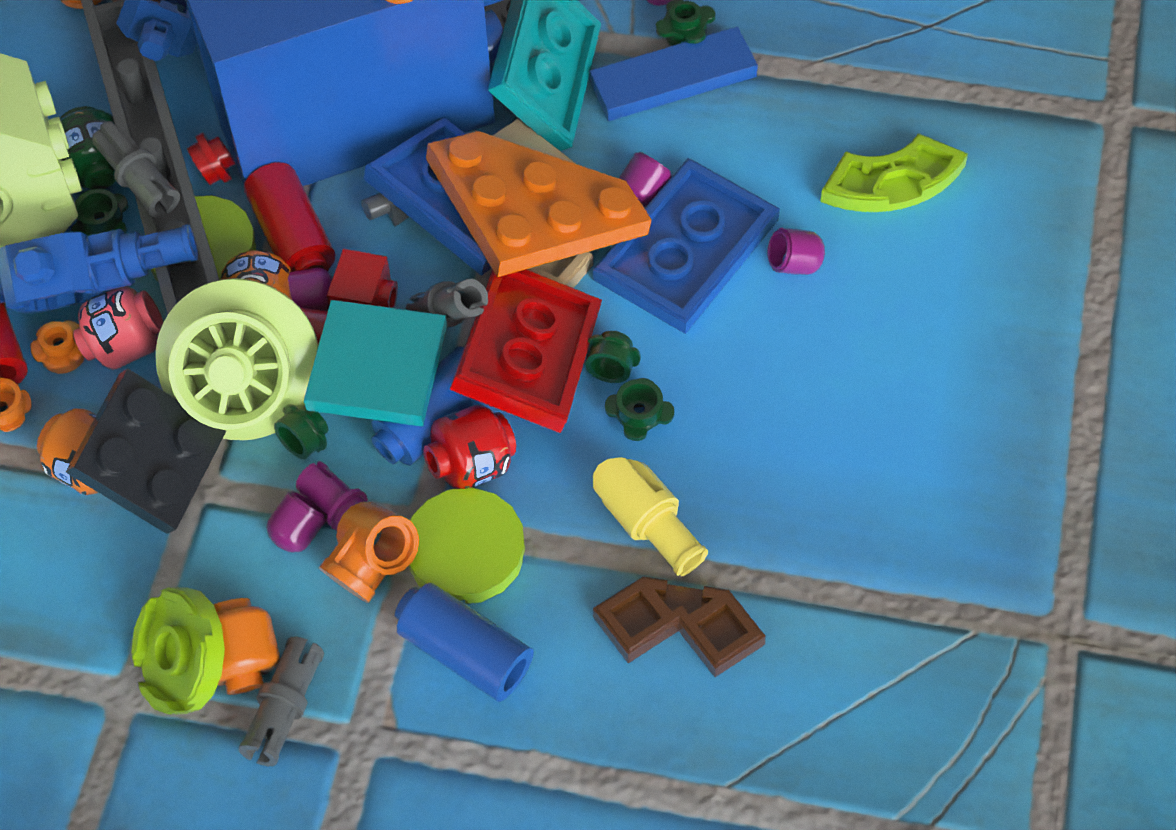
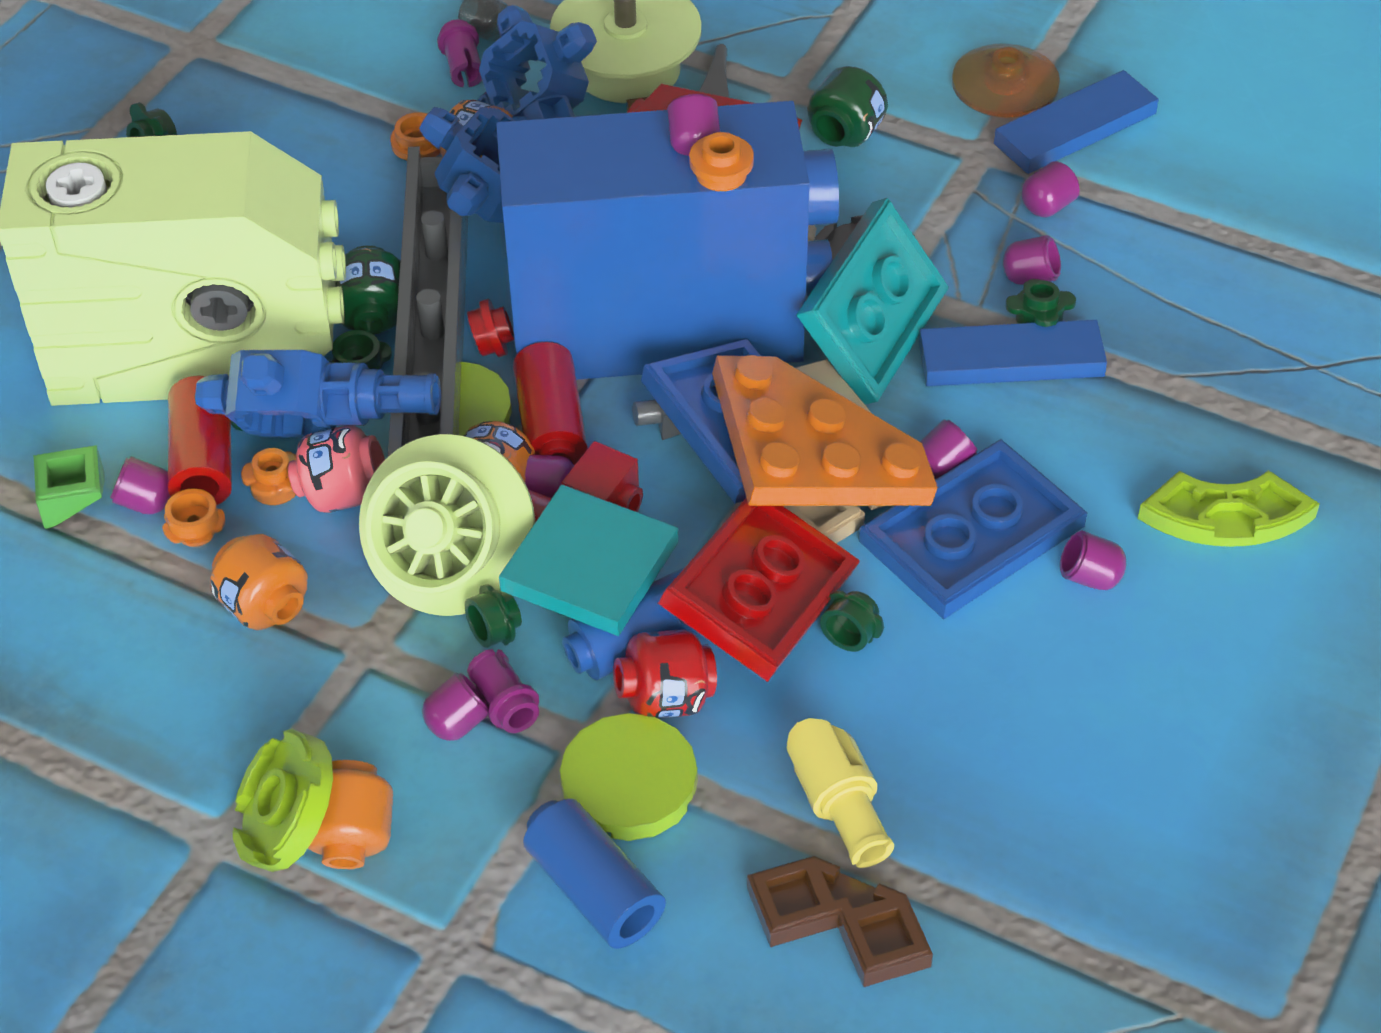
camera: 15 degrees right, 10 degrees down
(135, 169) = (403, 312): dark grey axle -> none
(145, 452) = (320, 595): black plate -> none
(281, 701) = (376, 885): dark grey pin -> none
(359, 564) = (500, 758): orange piece -> none
(451, 299) = (694, 524): dark grey pin -> none
(639, 393) = (865, 665): dark green plate -> none

